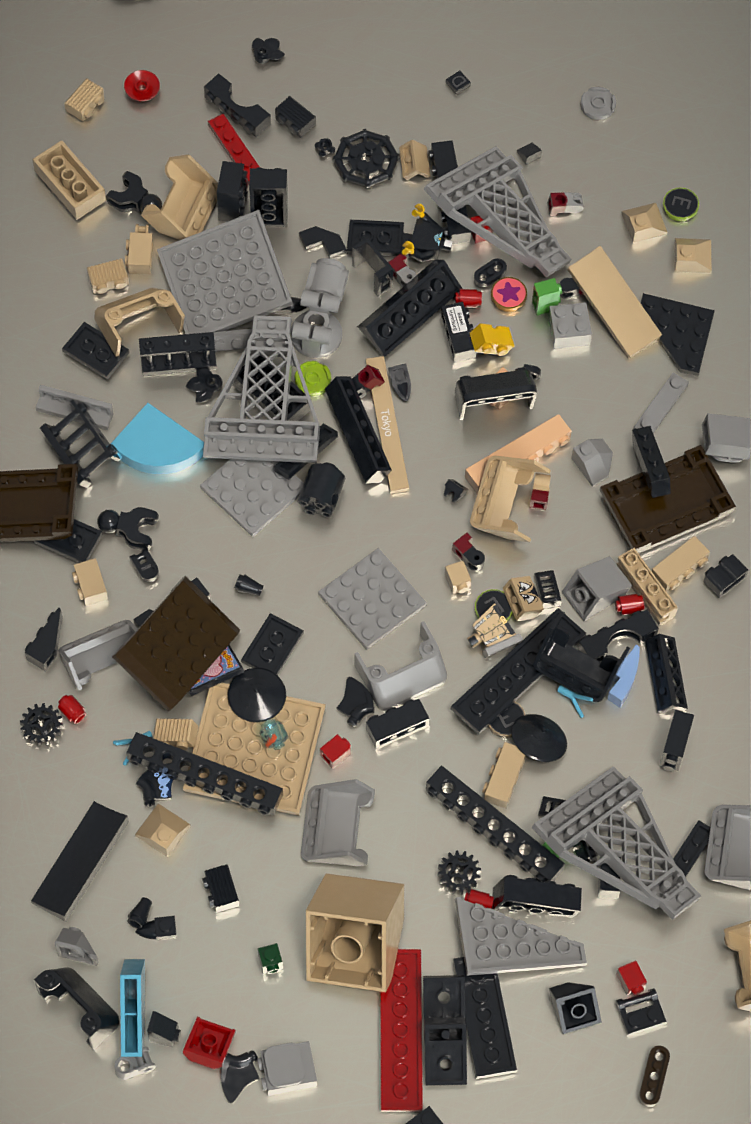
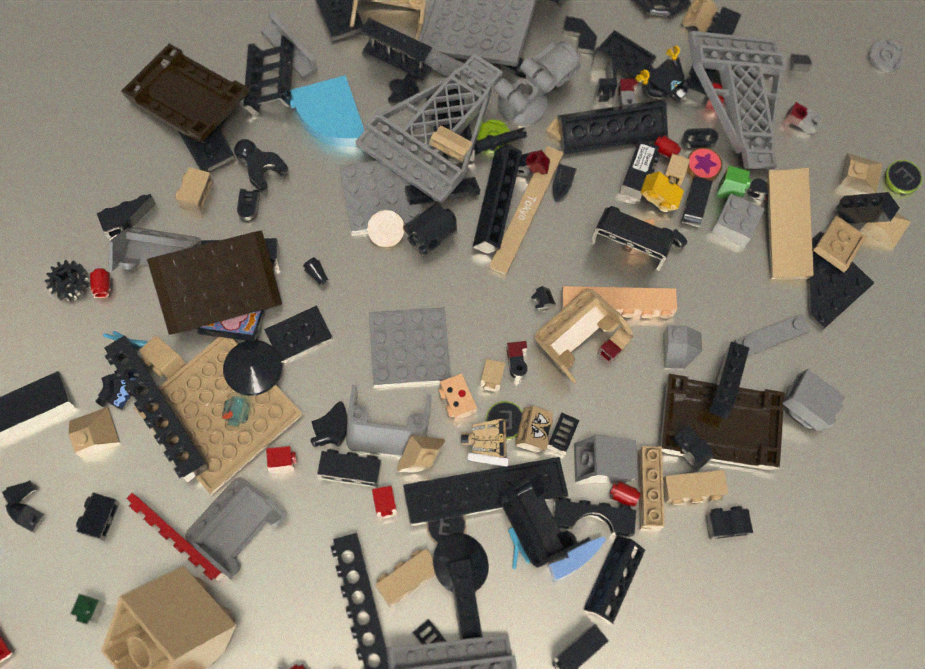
camera: 30 degrees right, 5 degrees up
(281, 513) = (385, 228): none -> tile
(288, 863) = (180, 544): none -> red plate
(292, 405) = (450, 143): none -> tan panel
(318, 384) = (491, 142): none -> black pin
(361, 341) = (554, 130): none -> tan tile
(443, 613) = (457, 397): none -> light nougat brick
(444, 730) = (384, 501): none -> red brick
(447, 674) = (420, 453): none -> tan slope
(452, 876) = (305, 630): black gear -> none
(491, 312) = (676, 169): none -> tan brick
(524, 330) = (696, 201): none -> black beam
(561, 758) = (465, 598): none -> black plate
(664, 533) = (696, 450): none -> black brick
(665, 294) = (840, 243): none -> tan tile
(669, 251) = (867, 208): none -> black brick

